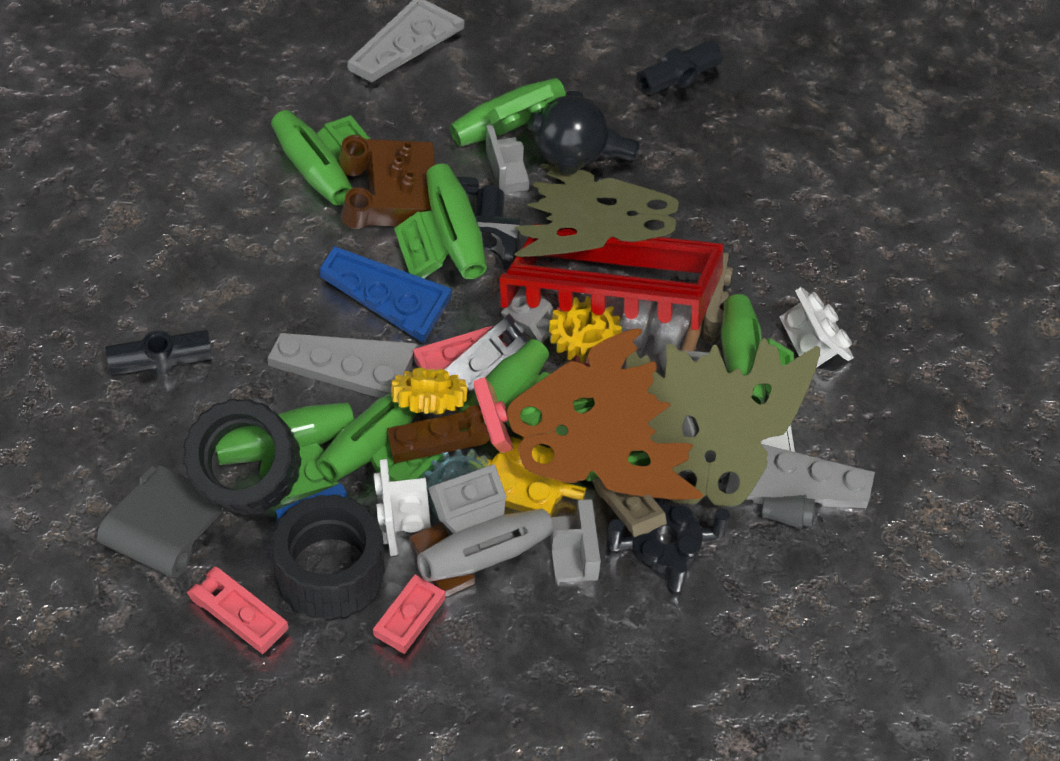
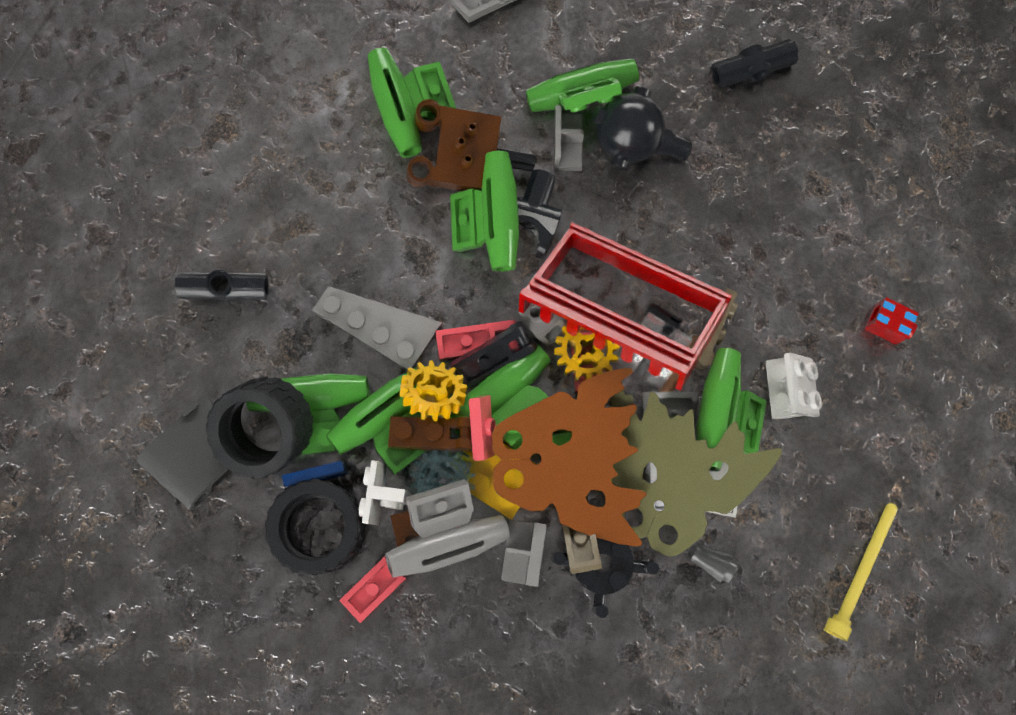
camera: 15 degrees right, 25 degrees up
(239, 610) = (237, 553): coral plate -> none
(390, 292) = (434, 266): blue wing -> none
(577, 207) = (623, 229): olive piece -> none
(801, 474) = (745, 537): light grey wing -> none
(897, 257) = (892, 321): none -> red brick
(946, 544) = (839, 624): none -> light yellow piece

